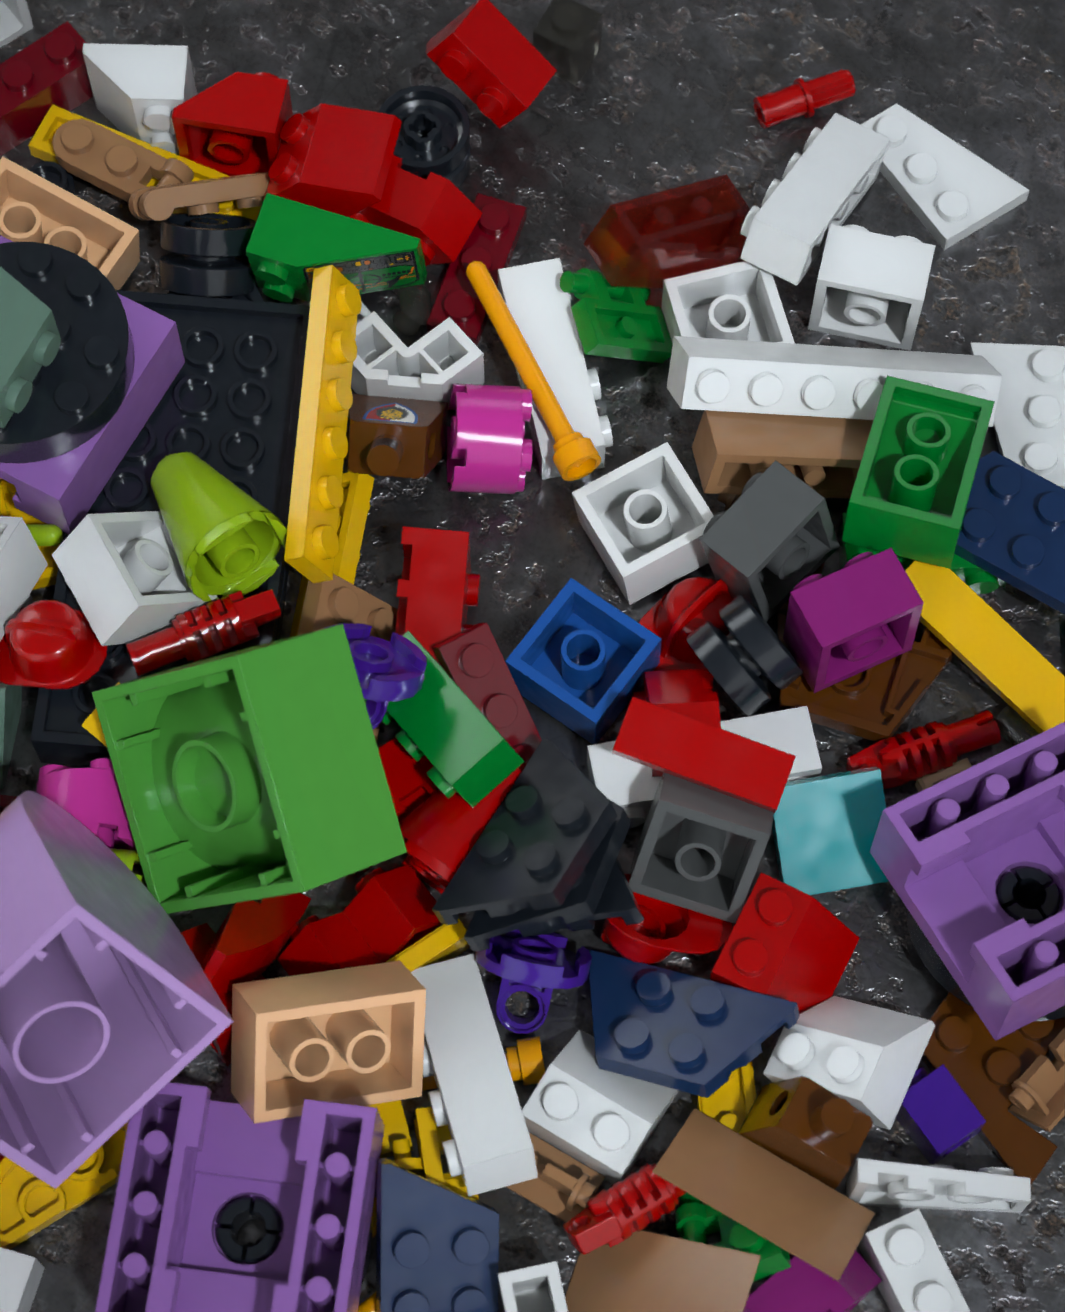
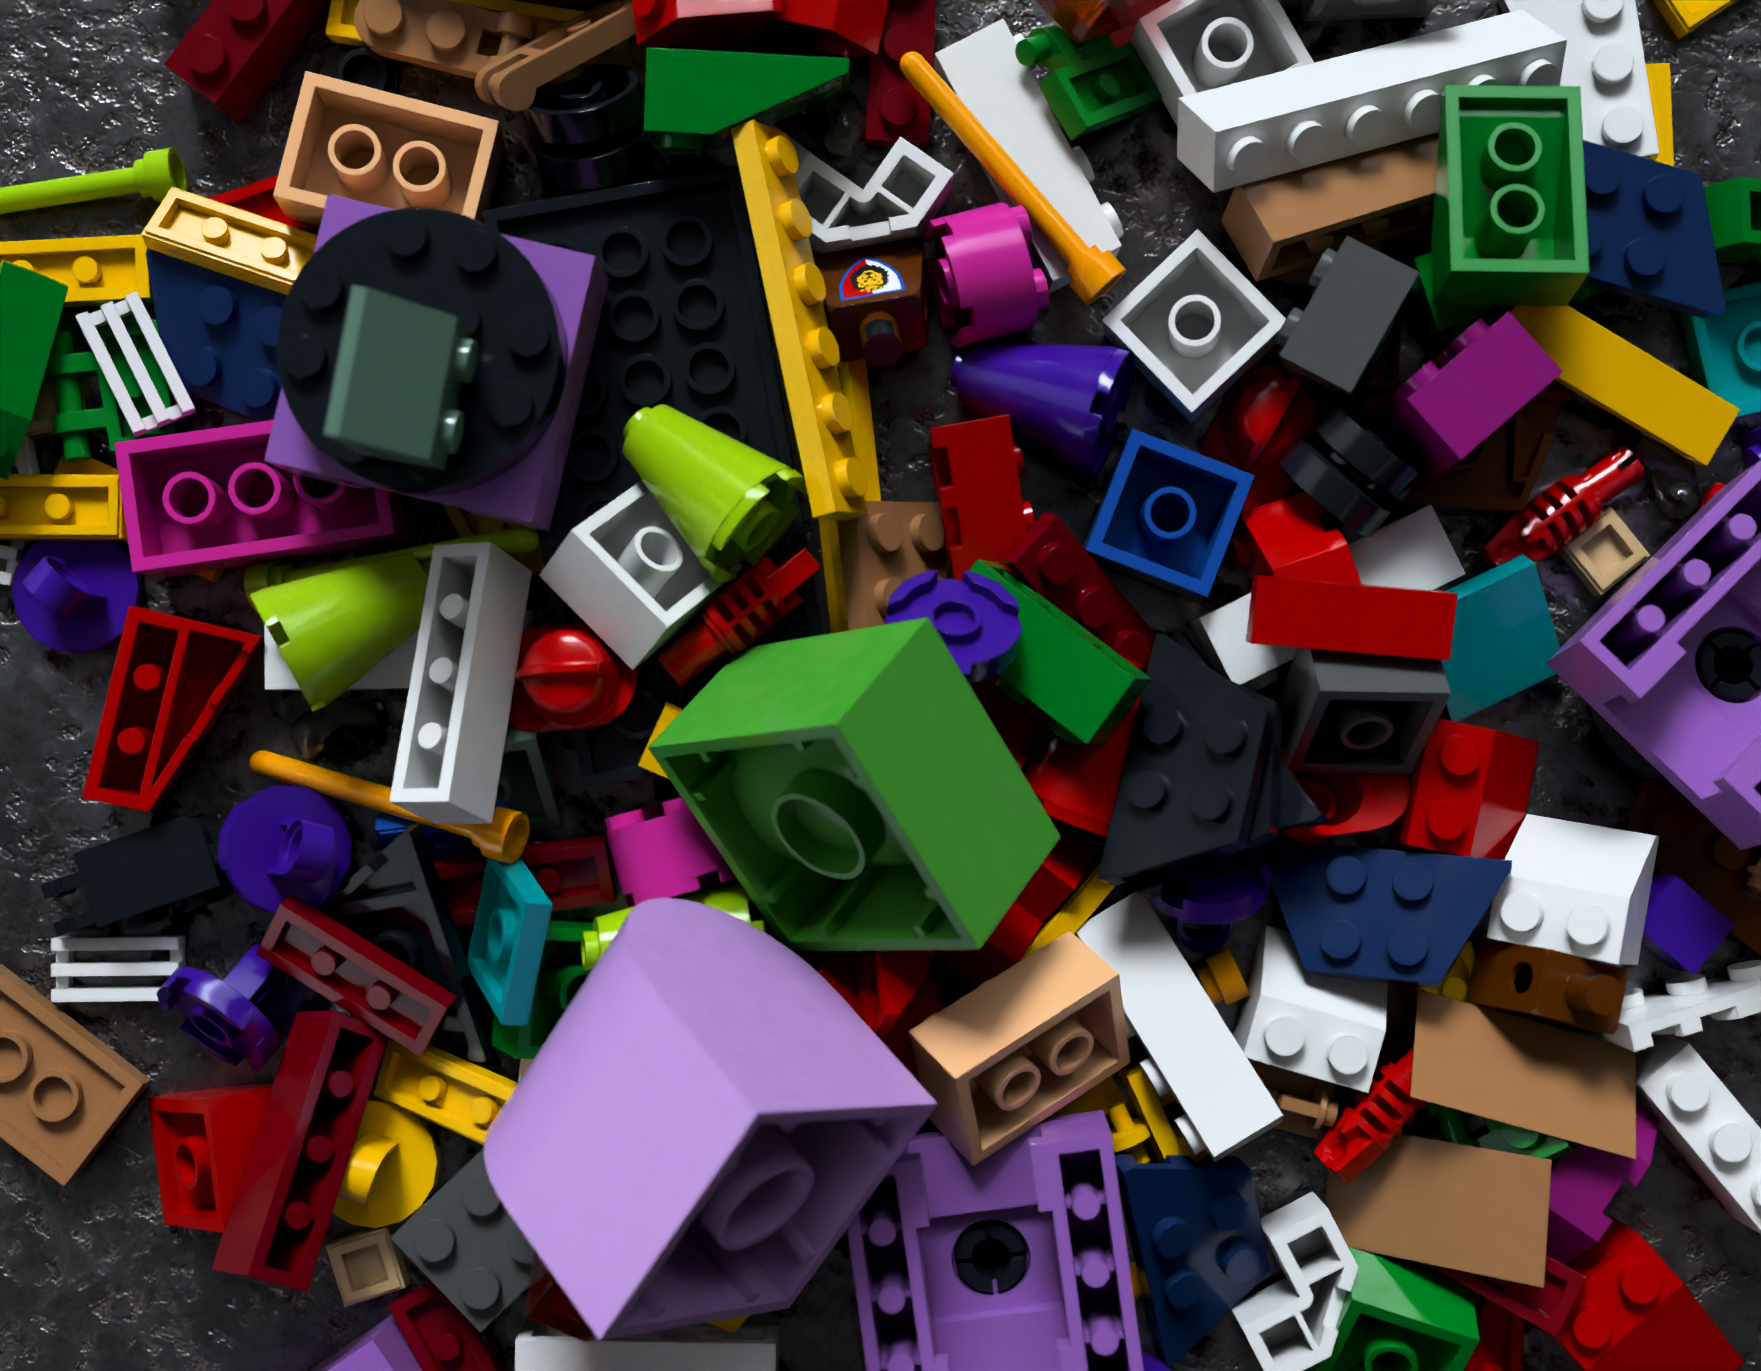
camera: 15 degrees left, 20 degrees up
(520, 545) = (1053, 393): none -> dark purple cone

